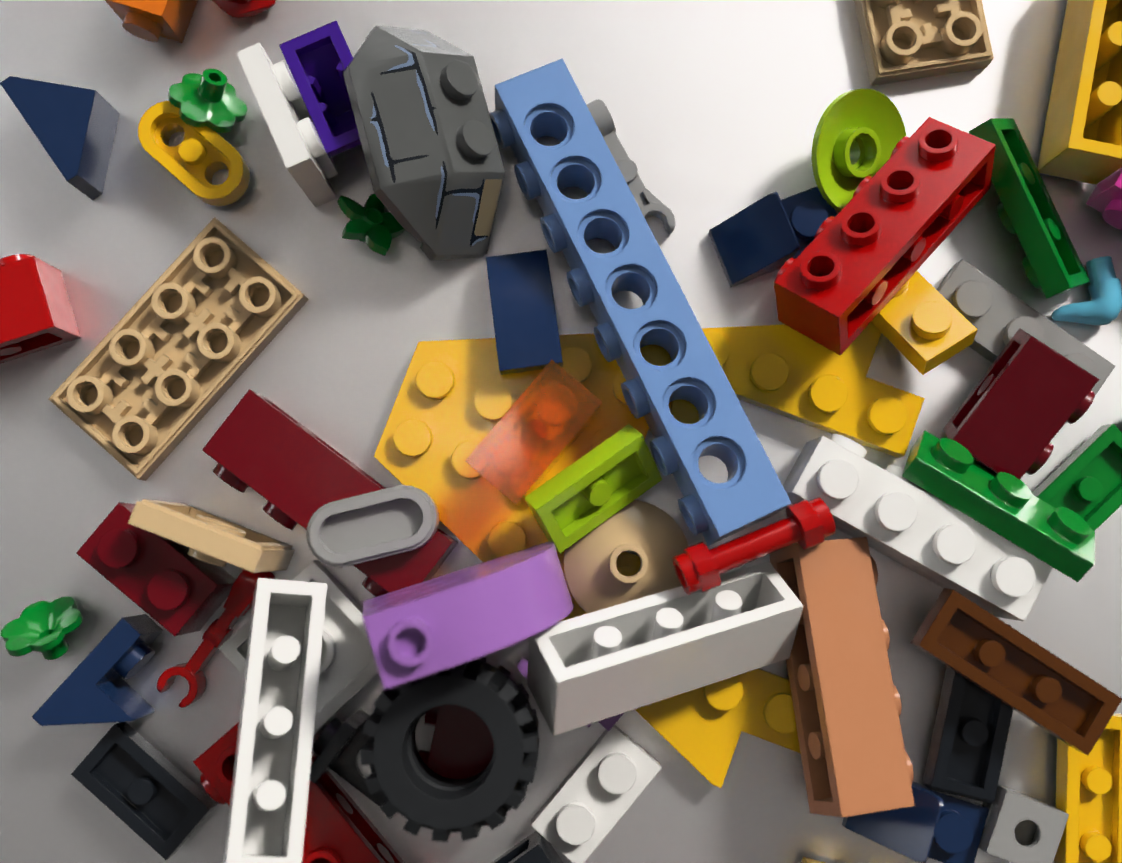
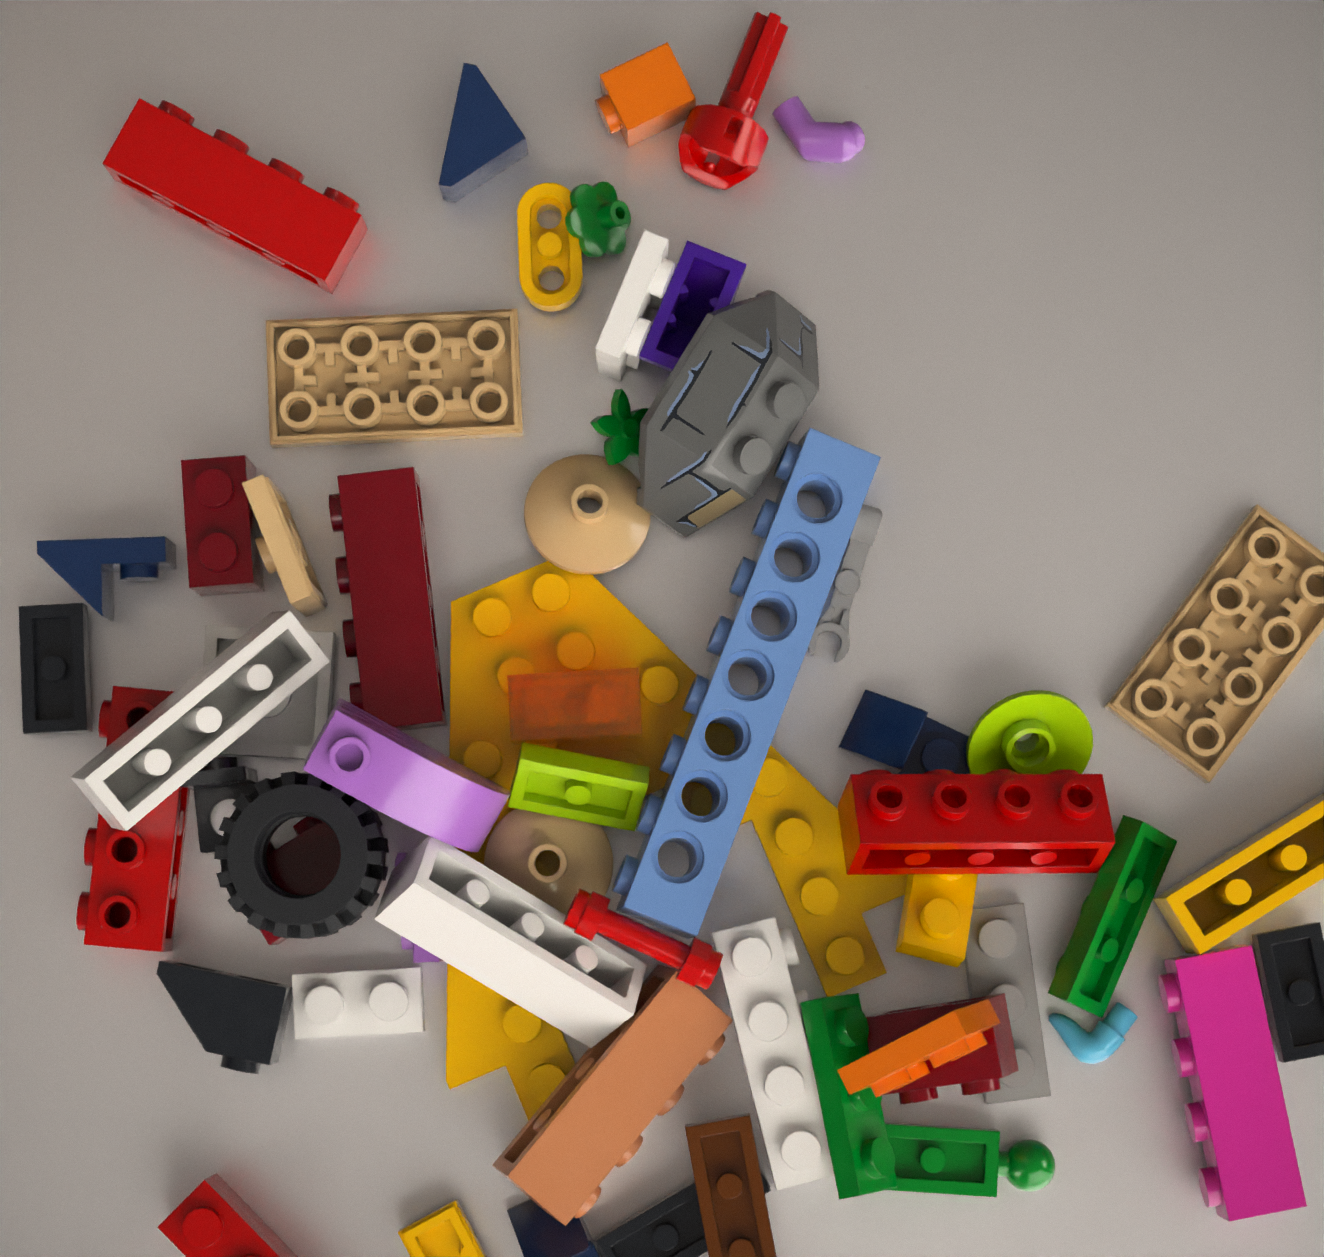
camera: 45 degrees right, 0 degrees up
(42, 628) = (99, 482): green plant -> none
(237, 605) = (248, 607): red piece -> none
(372, 526) = (400, 653): light grey tile -> none
(414, 324) = (579, 539): none -> tan dish
(523, 311) = (664, 609): dark blue slope -> none
(1029, 437) = (905, 1058): none -> orange plate

